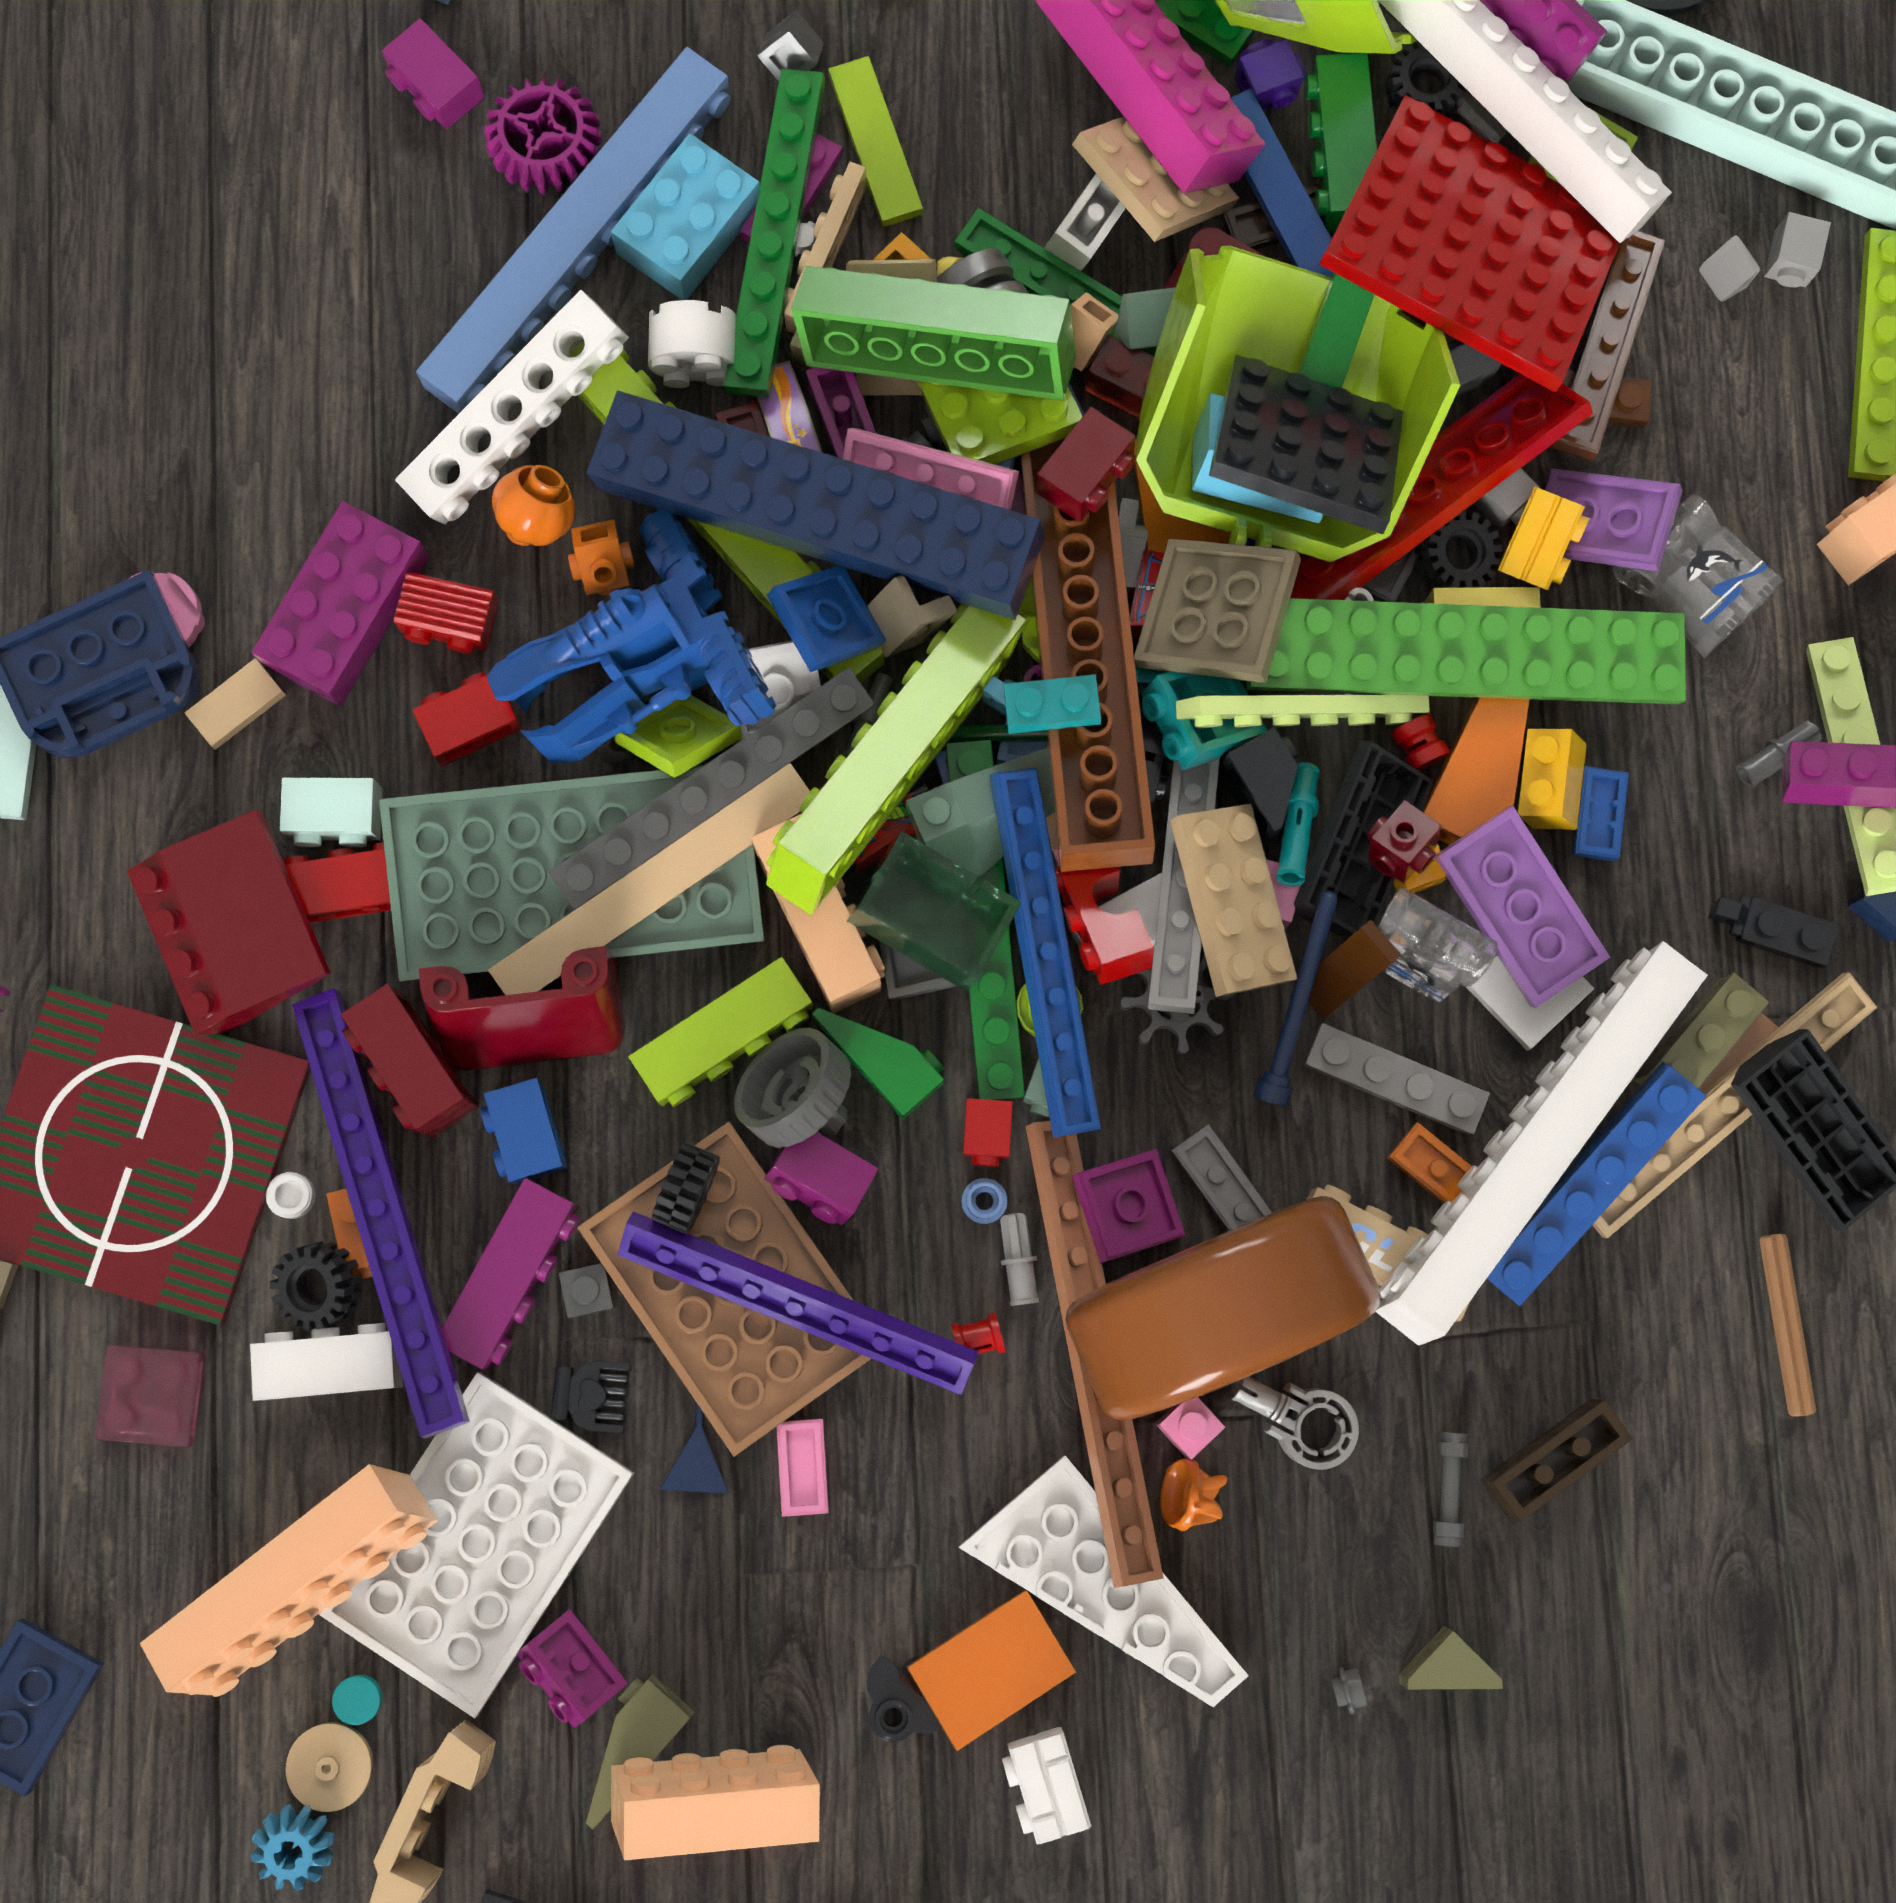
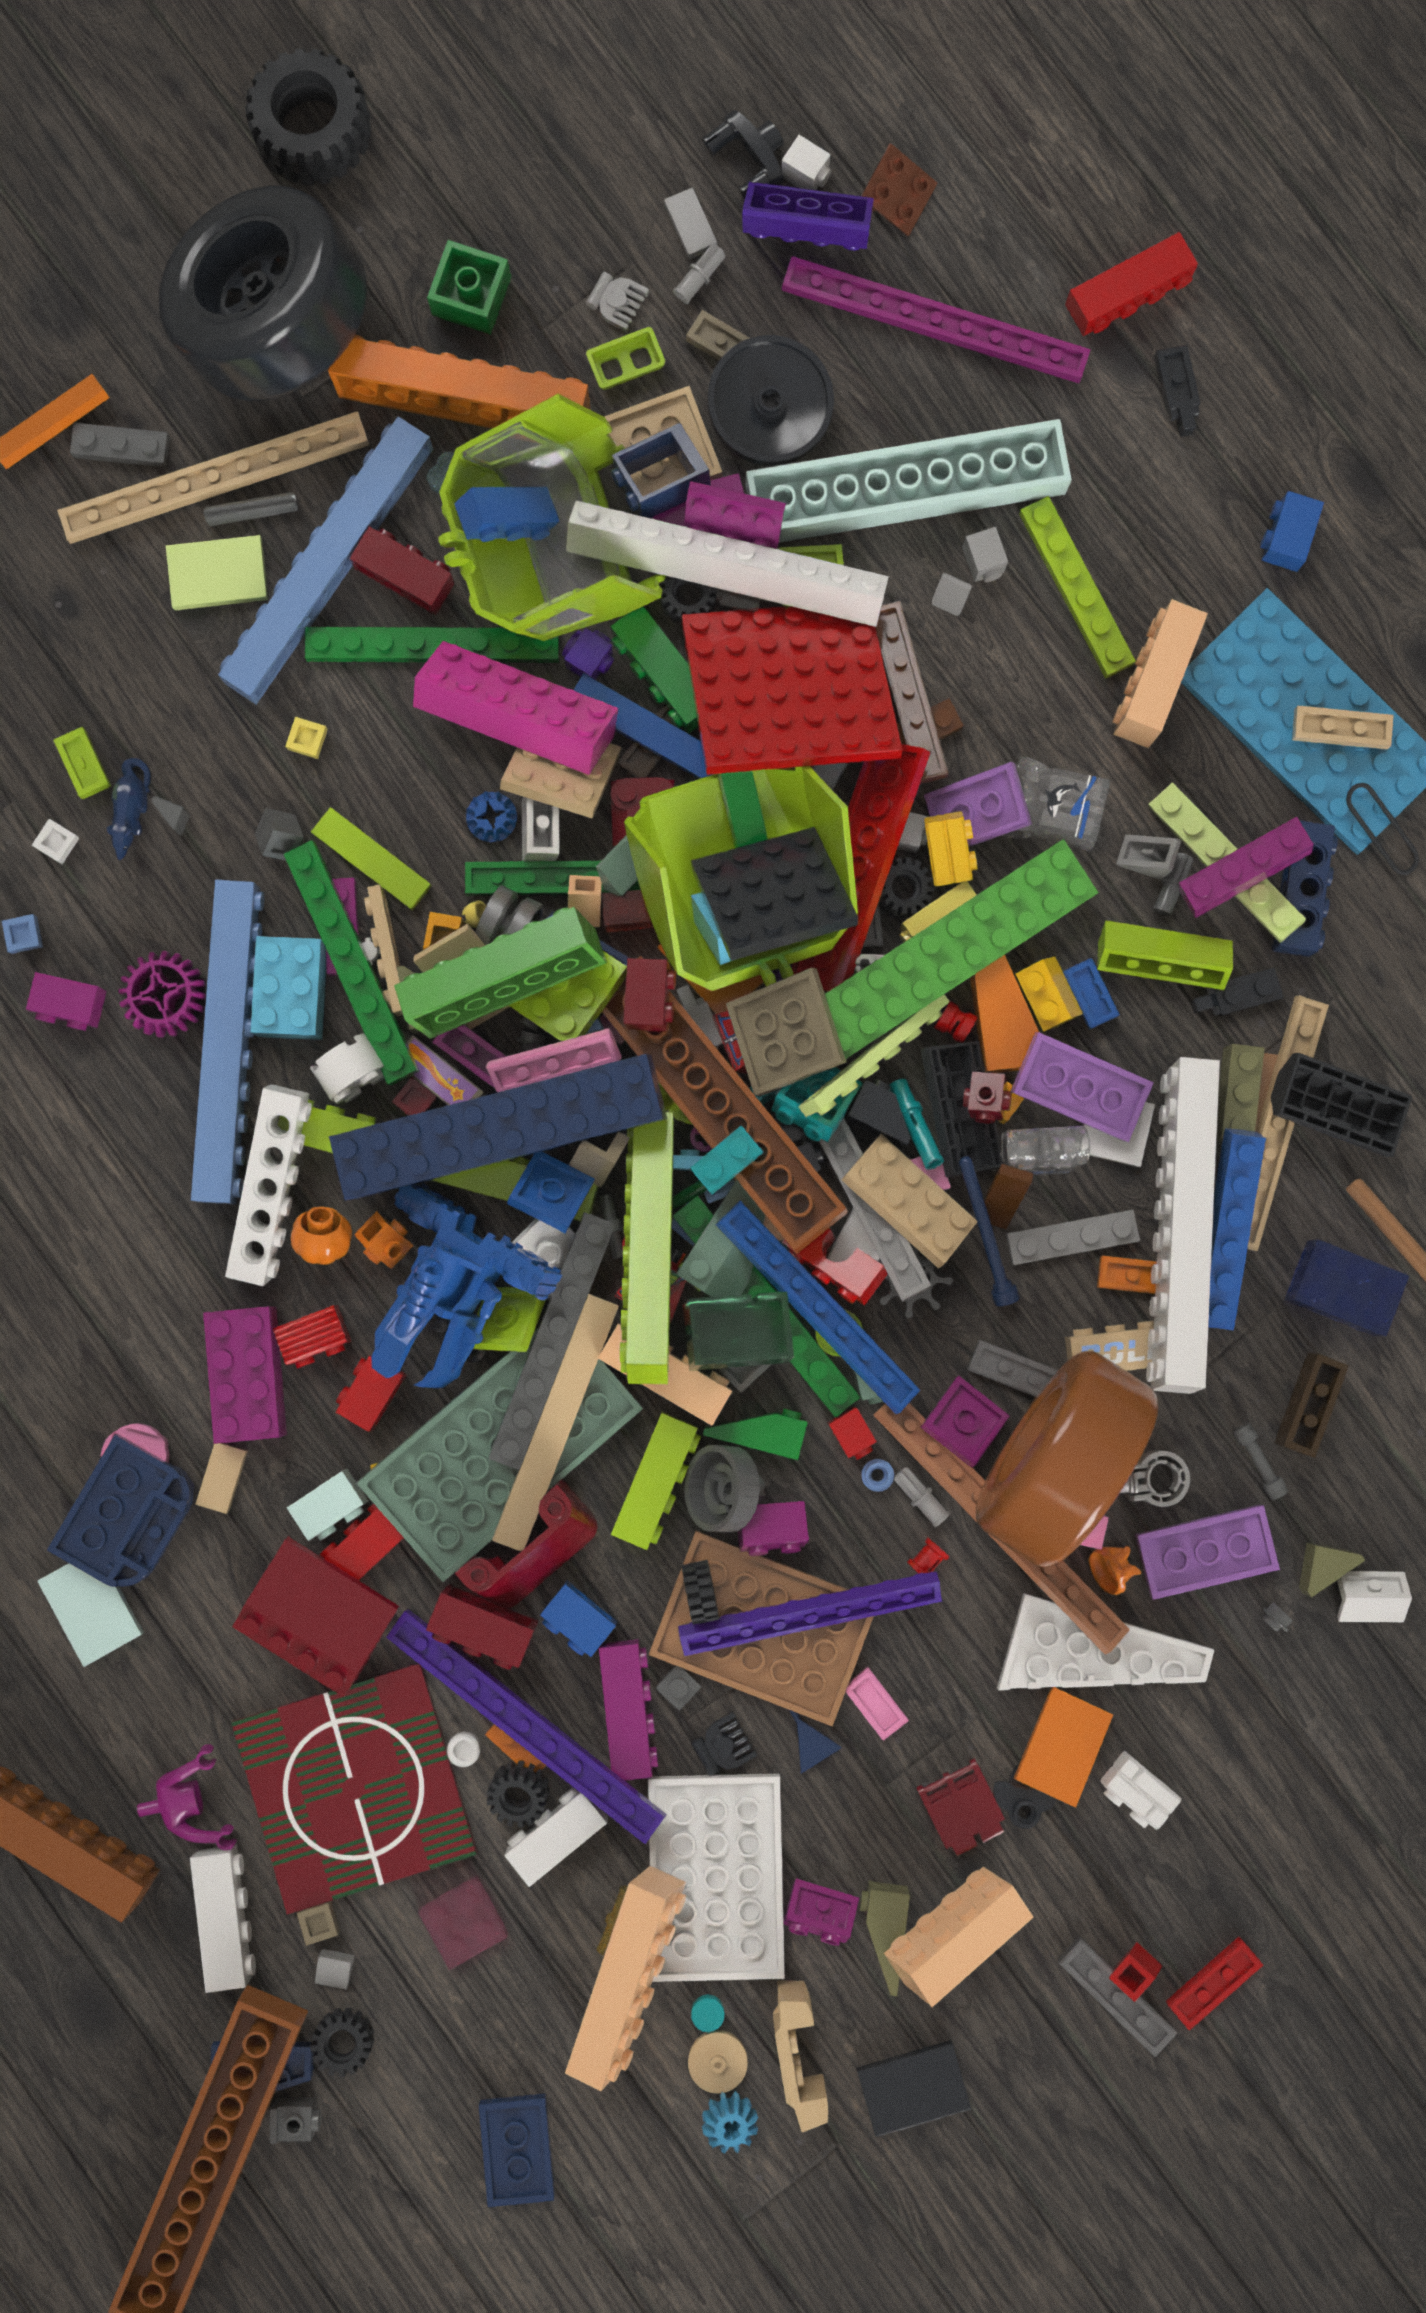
camera: 30 degrees left, 5 degrees up
(822, 1661) = (962, 1808): none -> dark red plate
(1049, 197) = (504, 823): none -> blue gear
(1316, 1553) = (1207, 1551): none -> medium lavender plate
(1483, 1744) = (1373, 1596): none -> white panel
(1688, 1351) = (1346, 1288): none -> clear blue brick
(1718, 824) = (1165, 955): none -> lime brick
(1771, 700) = (1149, 855): none -> light grey slope

